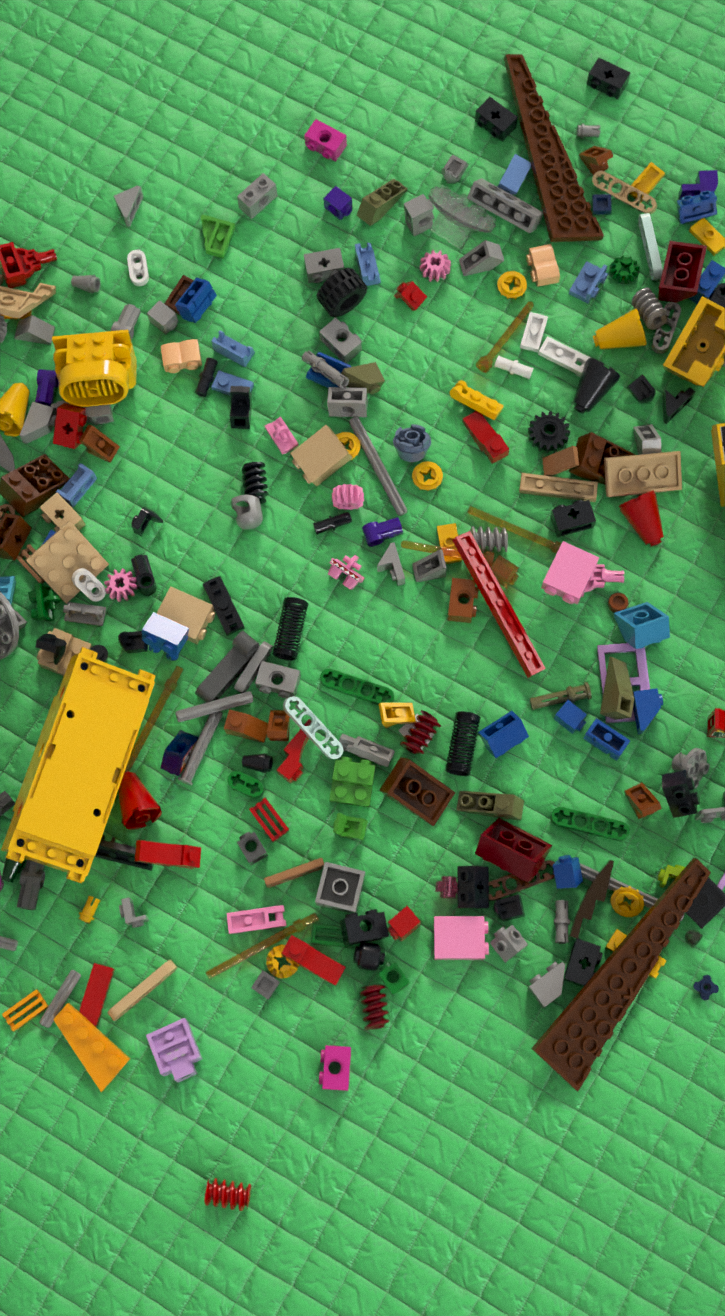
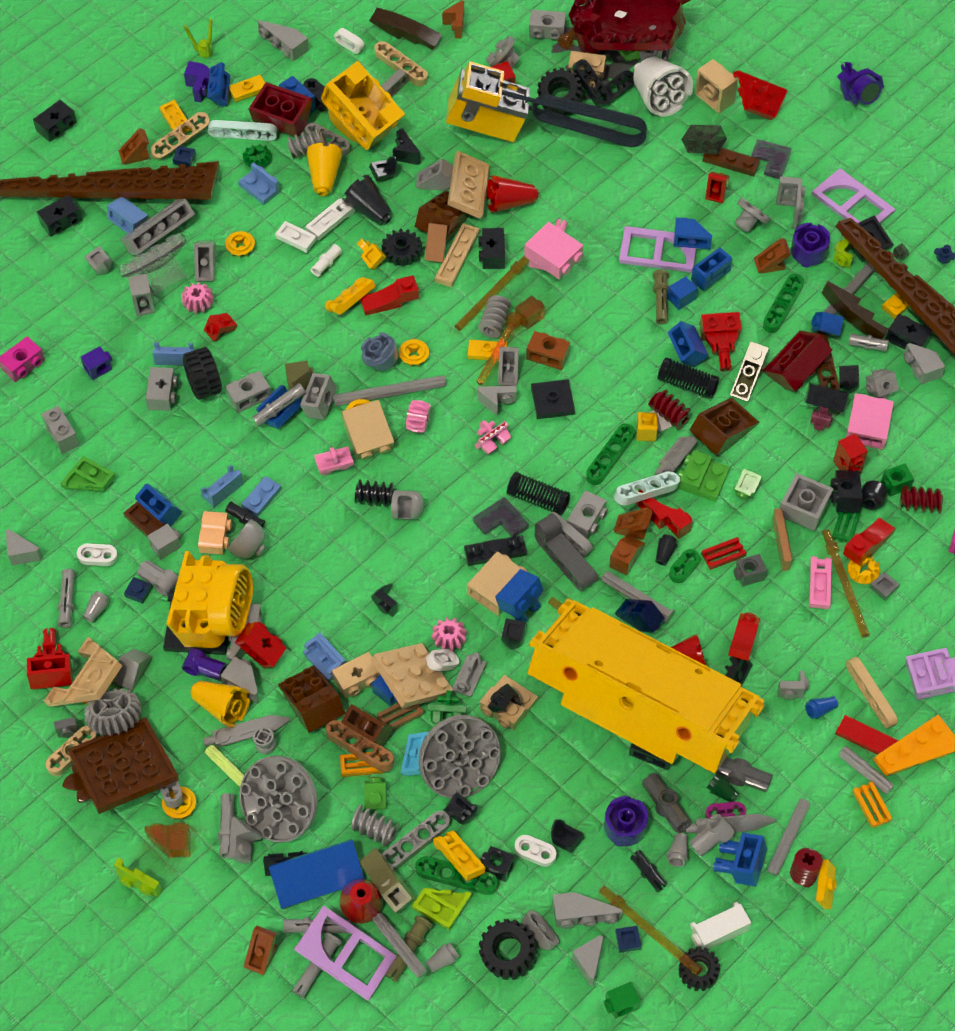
camera: 80 degrees left, 15 degrees down
(88, 910) = (781, 726): yellow pin -> none
(89, 257) = (66, 592): none -> light grey pin
(98, 444) = (287, 626): dark orange slope -> none
(102, 652) = (516, 671): black plate -> none
(111, 311) = (138, 590): none -> dark blue plate
(117, 943) = (820, 706): none -> blue cone
(144, 574) = (439, 611): black piece -> none
(176, 386) = (248, 541): none -> light grey cylinder
(214, 706) = (601, 572): light grey axle -> none
(240, 407) = (292, 490): black brick -> none
(261, 601) = (501, 514): none -> plate
(332, 522) = (437, 440): black axle -> none
(376, 532) = (459, 398): dark purple piece -> none
(380, 201) = (109, 327): olive slope -> none
(408, 618) = (552, 399): none -> black plate
(485, 363) = (313, 281): clear orange piece -> none
(498, 604) = (562, 318): red plate -> none
(526, 764) = (721, 331): none -> red brick
(533, 406) = (372, 254): none -> yellow plate
(543, 265) = (230, 213): light nougat brick -> none
(588, 130) = (101, 152): light grey pin -> none
(617, 602) = (583, 235): dark orange tile -> none
(618, 692) = (674, 249): olive slope -> none
(624, 908) = (863, 282): yellow gear -> none
(642, 625) = (611, 219): dark azure slope -> none
(678, 844) = (810, 244): none -> dark purple brick
(680, 793) = (775, 224): black brick -> none

